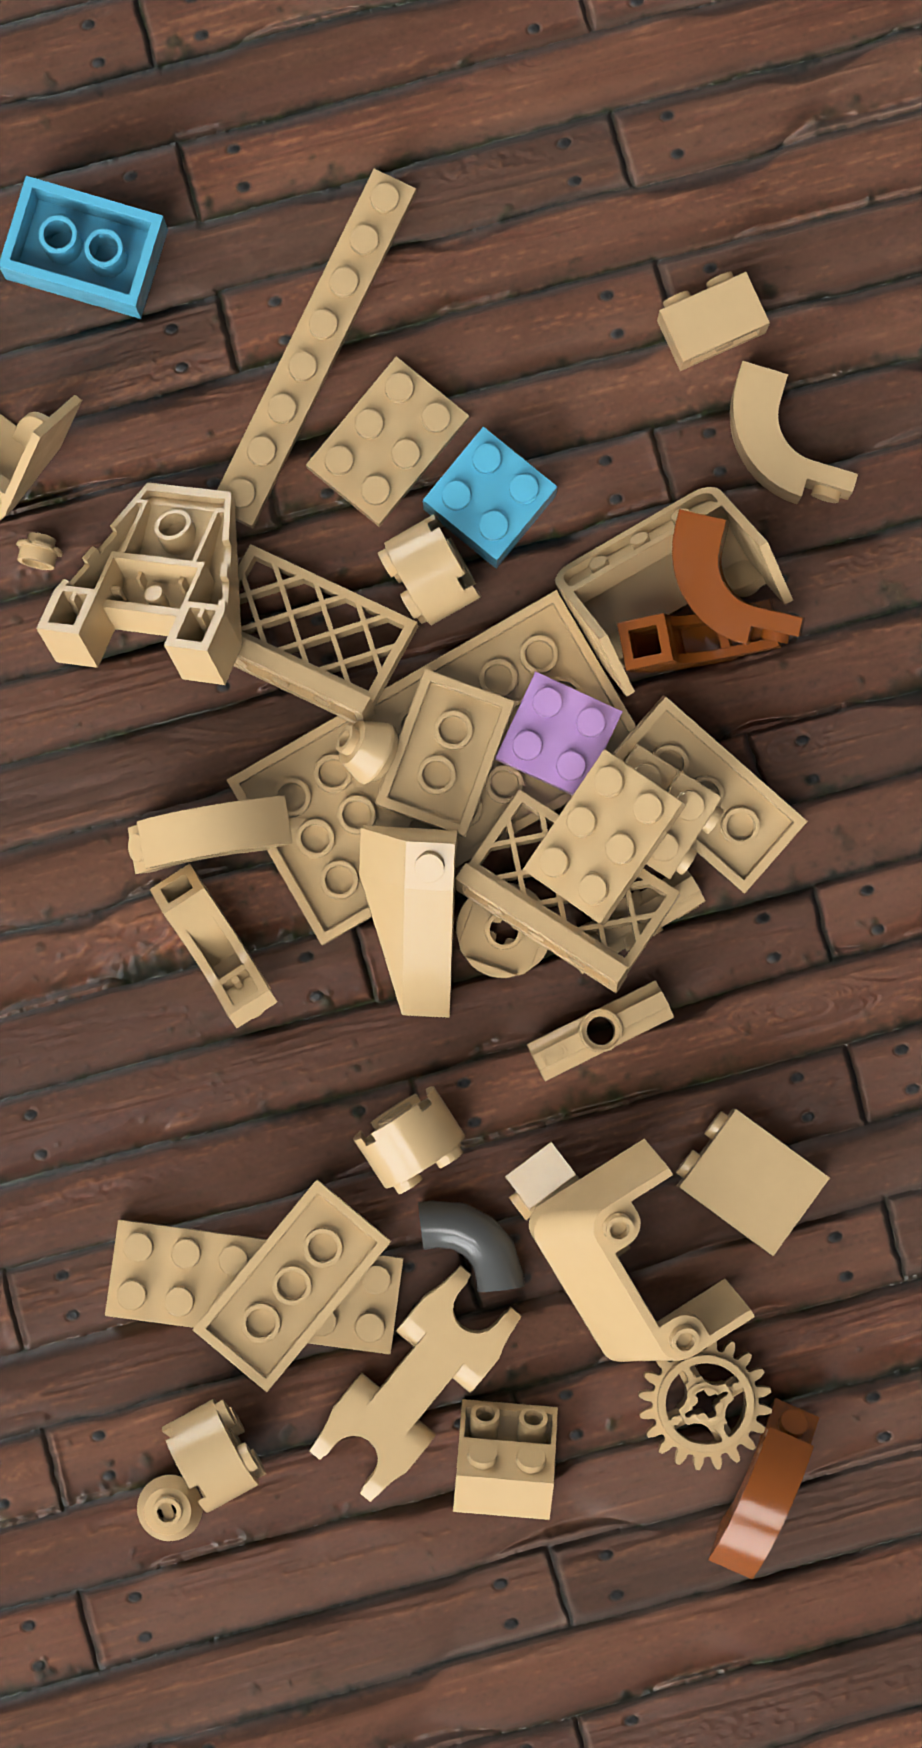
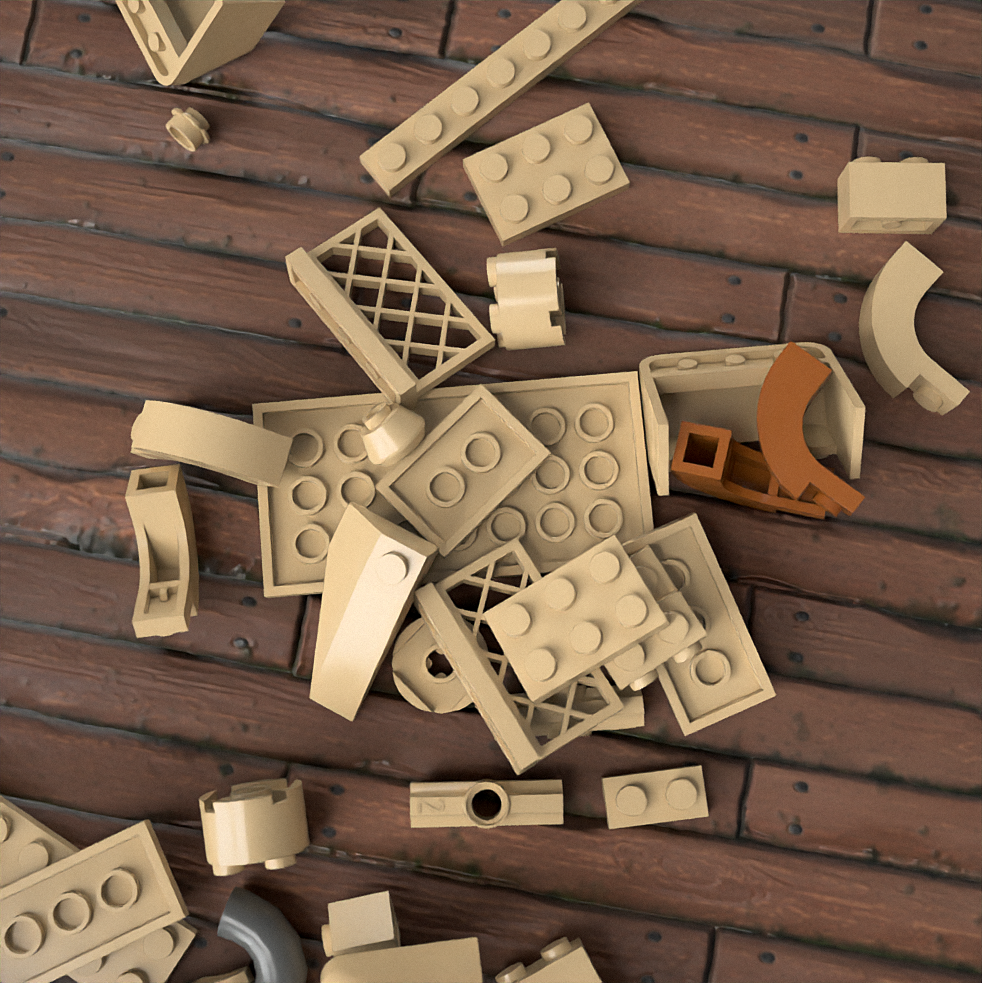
camera: 25 degrees right, 5 degrees down
(158, 573) = (280, 195): tan wedge -> none
(489, 497) = (615, 260): medium azure brick -> none
(557, 734) = (576, 502): lavender plate -> none
(742, 958) = (654, 796): none -> tan plate

